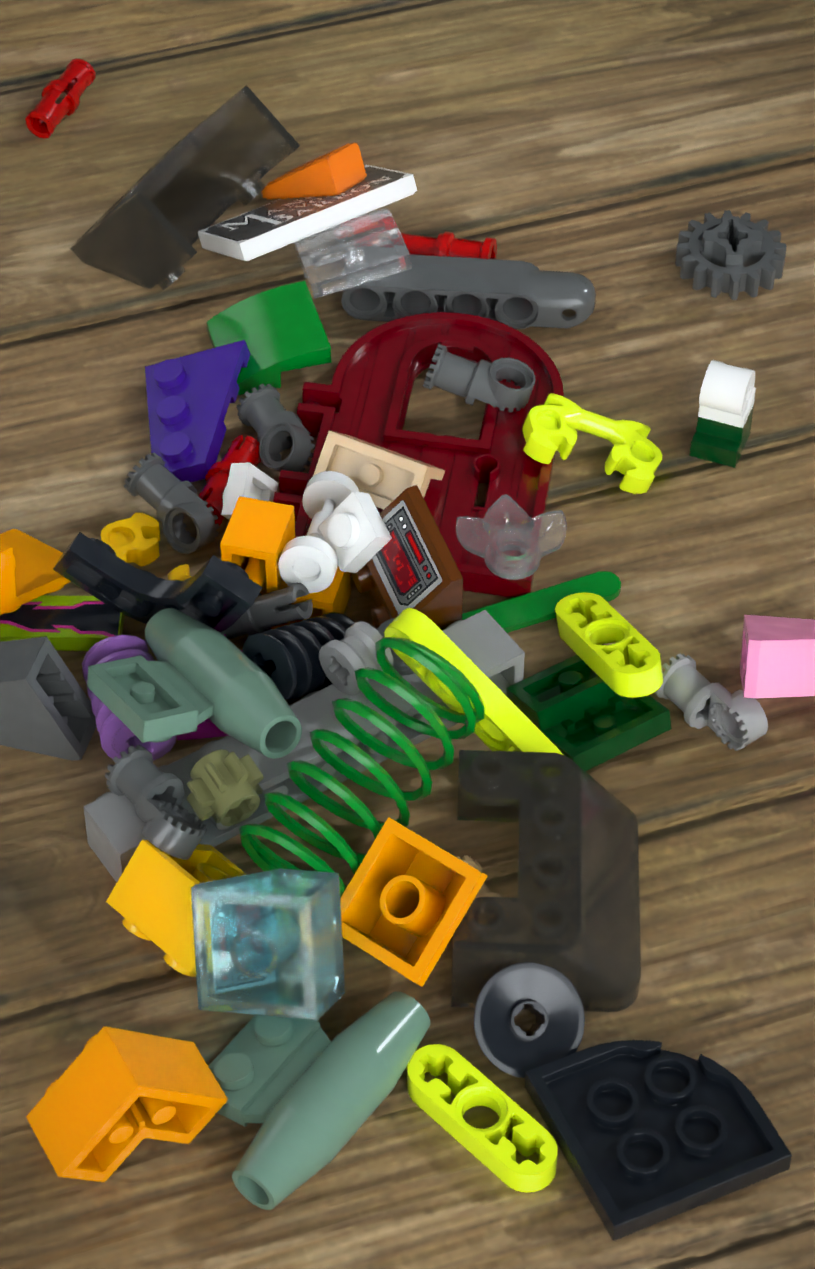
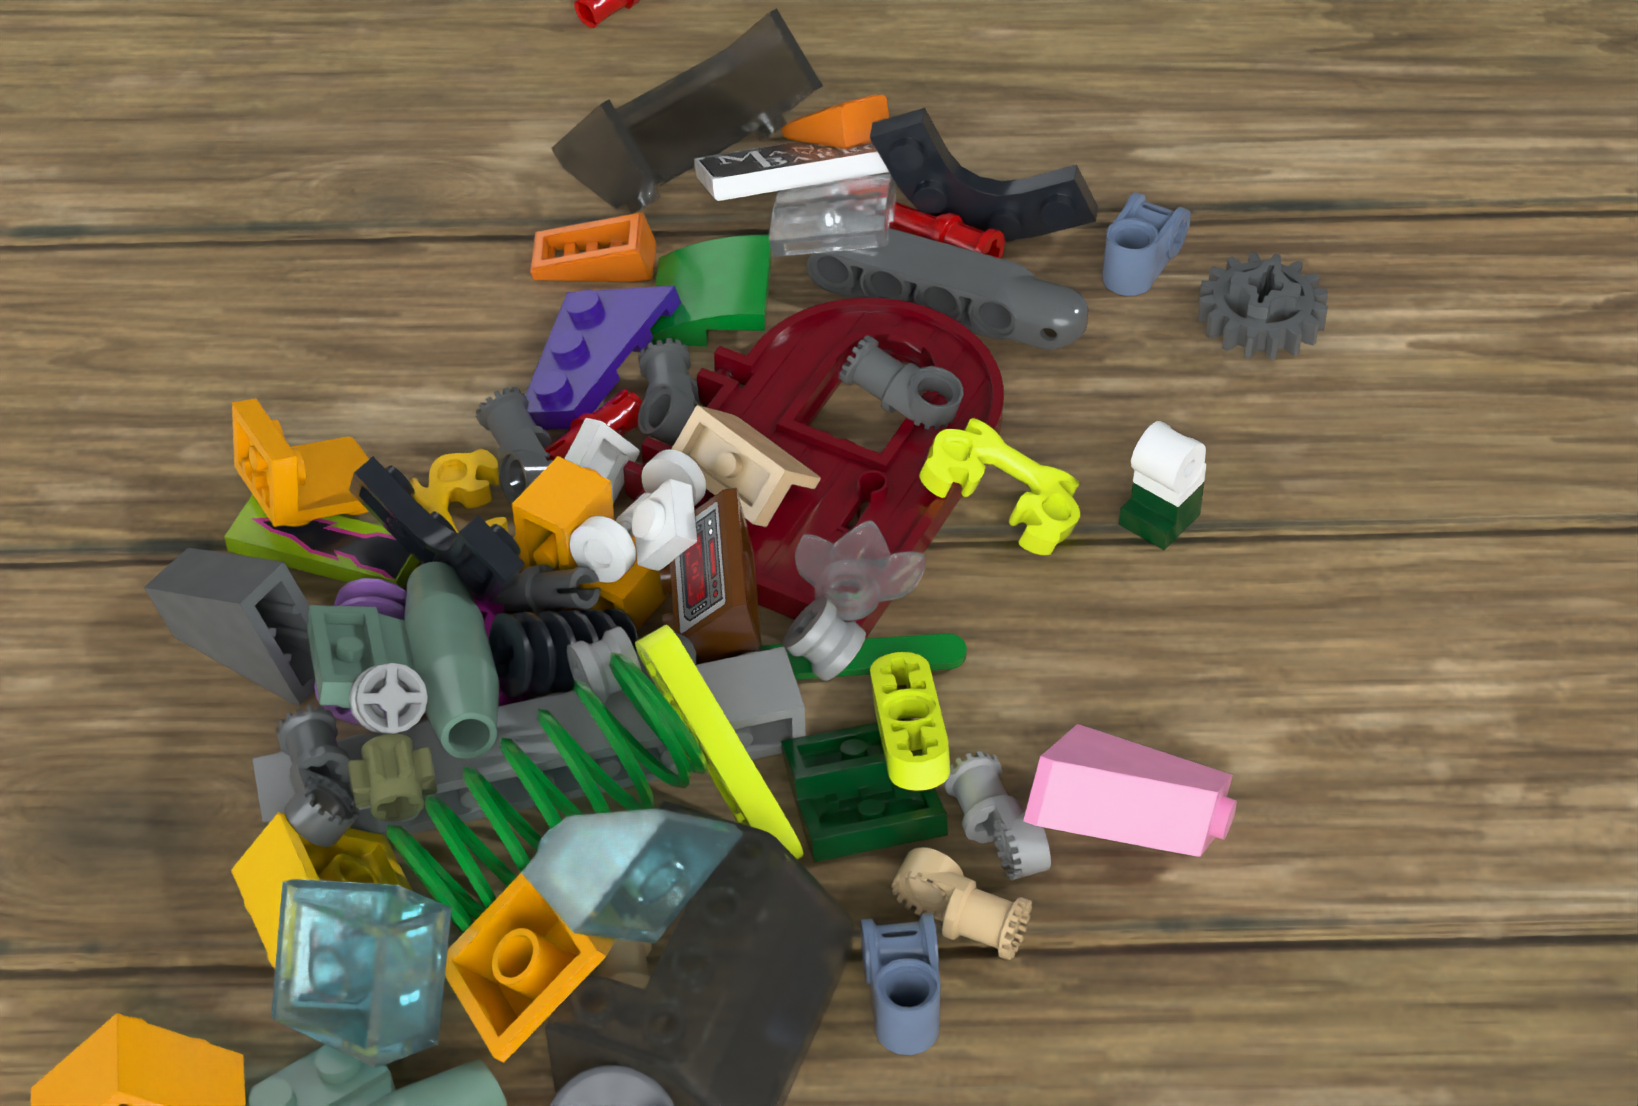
camera: 20 degrees right, 0 degrees up
(173, 327) = (614, 247): none -> orange slope
(220, 716) = (402, 698): none -> light grey wheel
(431, 210) = (942, 186): none -> black plate
(473, 801) = (627, 869): none -> clear light blue slope
(512, 596) = (824, 639): none -> light grey wheel
(609, 227) = (1142, 244): none -> sand blue piece
(694, 846) = (903, 972): none -> sand blue piece
(709, 775) = (959, 903): none -> tan connector

